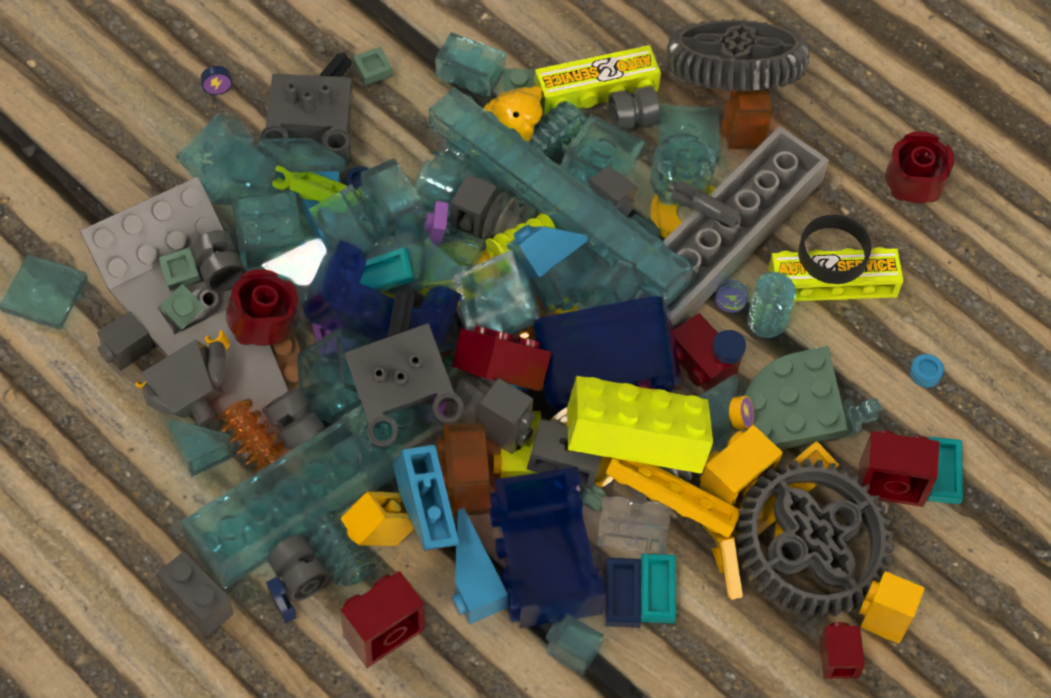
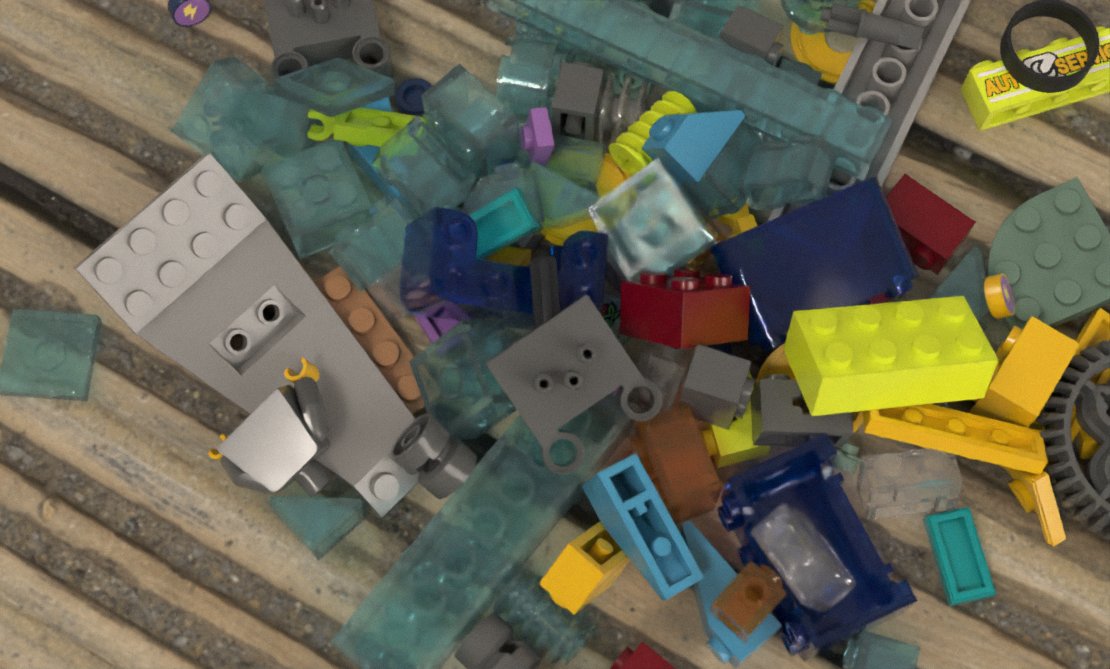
camera: 10 degrees left, 10 degrees up
(124, 341) = (176, 399): dark grey brick -> none
(179, 269) = (221, 285): sand green plate -> none
(181, 307) = (239, 336): sand green plate -> none
(218, 260) = (271, 262): dark grey wheel -> none
(251, 434) = (388, 492): clear orange piece -> none
(261, 308) = (347, 314): dark red brick -> none
(486, 567) = (749, 600): none -> clear orange brick
(536, 551) = (803, 558): none -> clear brick
(623, 592) = (915, 559): dark blue tile -> none
(728, 346) = (958, 212): dark blue tile -> none
(731, 296) = (929, 136): clear light blue tile -> none
(771, 304) = (990, 139): clear light blue piece -> none

